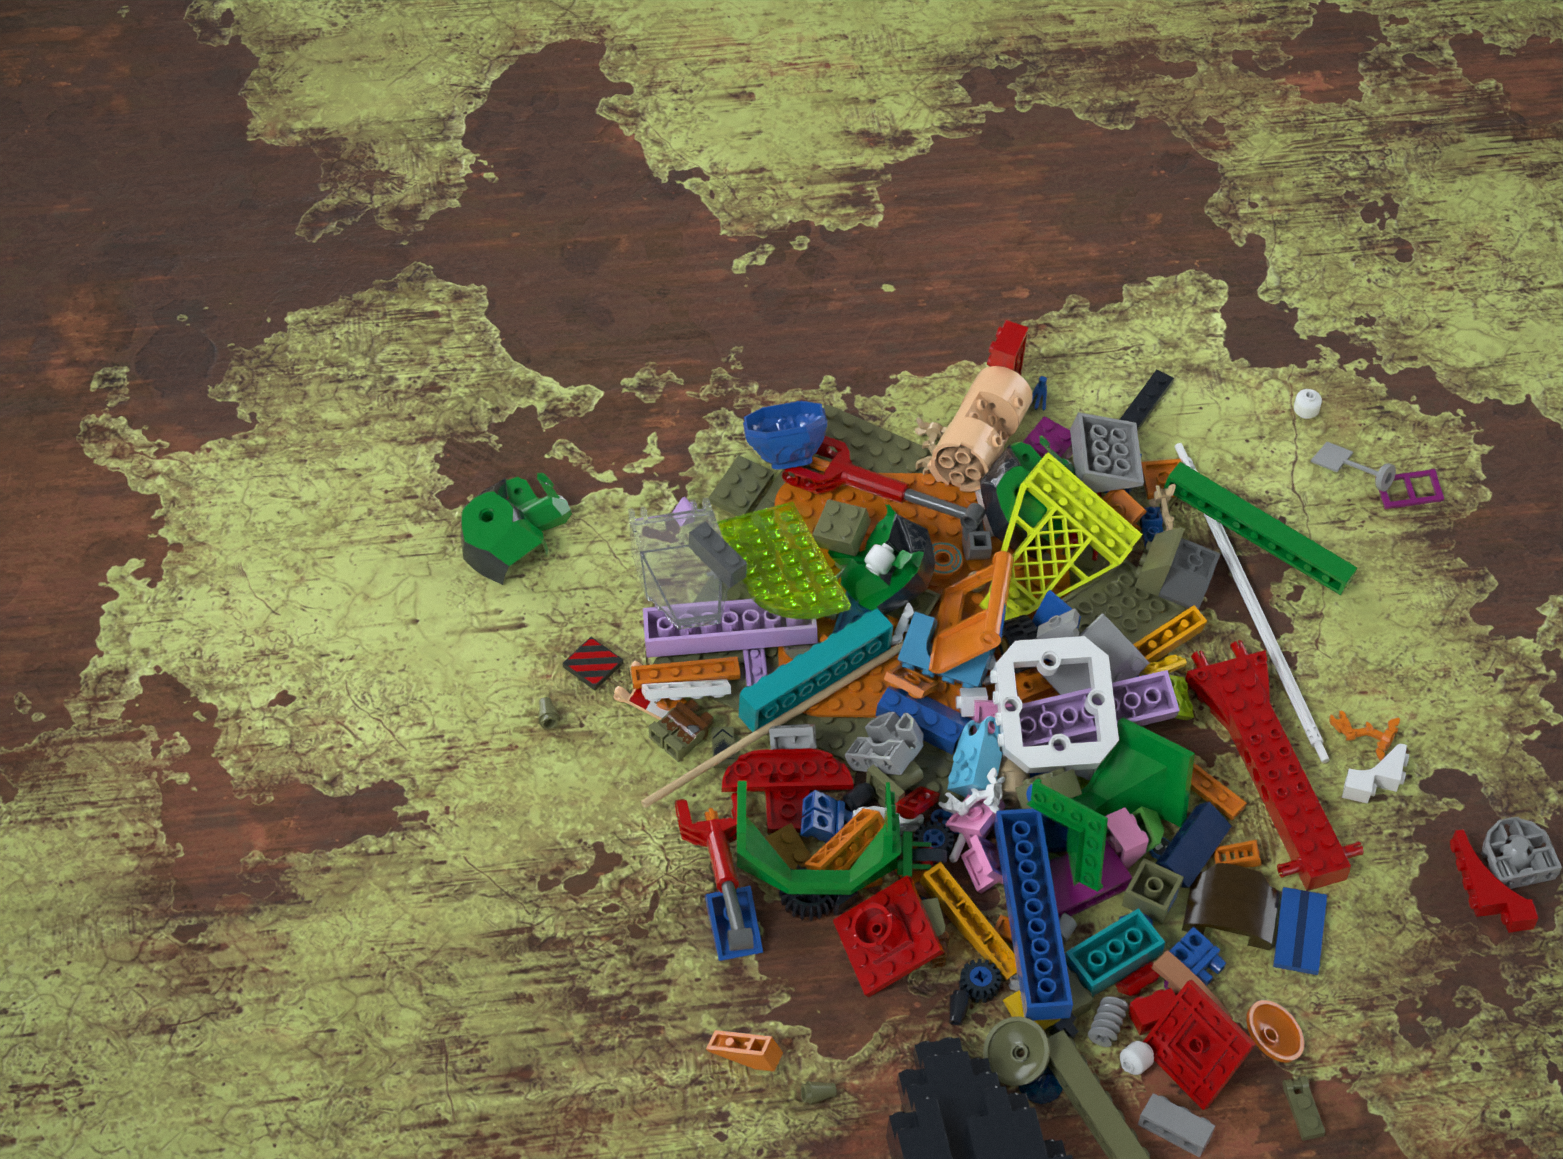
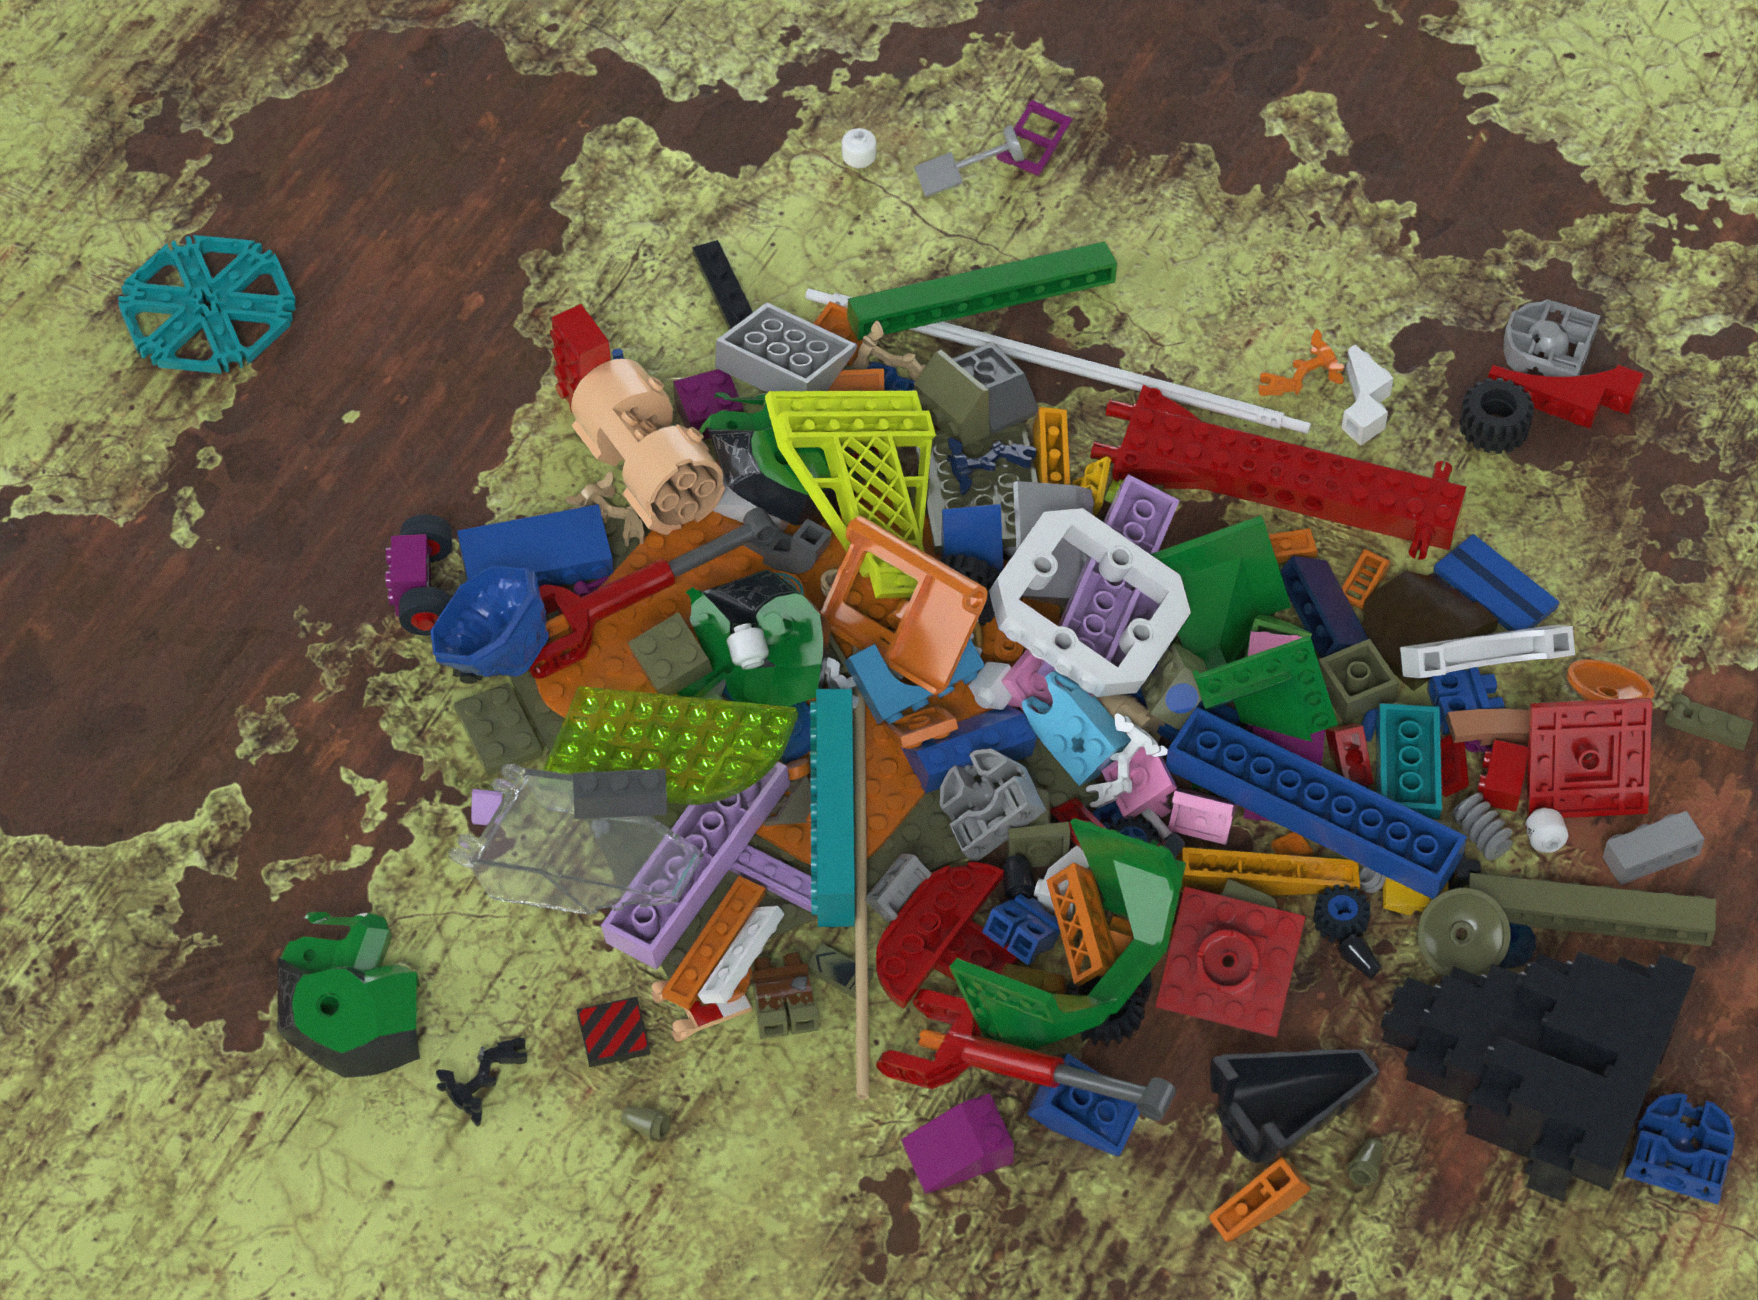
camera: 50 degrees left, 0 degrees up
(534, 619) = (462, 1094): none -> black piece
(658, 874) = (959, 1145): none -> magenta slope
(804, 376) = (420, 543): none -> brick
(826, 1021) = (1285, 1096): none -> black cone
(864, 463) = (583, 589): none -> magenta hand
(870, 428) = (555, 545): none -> blue brick
(906, 182) = (221, 292): none -> teal plate
(1060, 626) = (998, 535): light grey brick -> none
(1097, 917) = (1350, 753): none -> red arch
(1116, 590) = (964, 467): none -> dark blue piece
(1257, 963) = (1488, 649): none -> white arch
(1426, 869) = (1494, 432): none -> black tyre

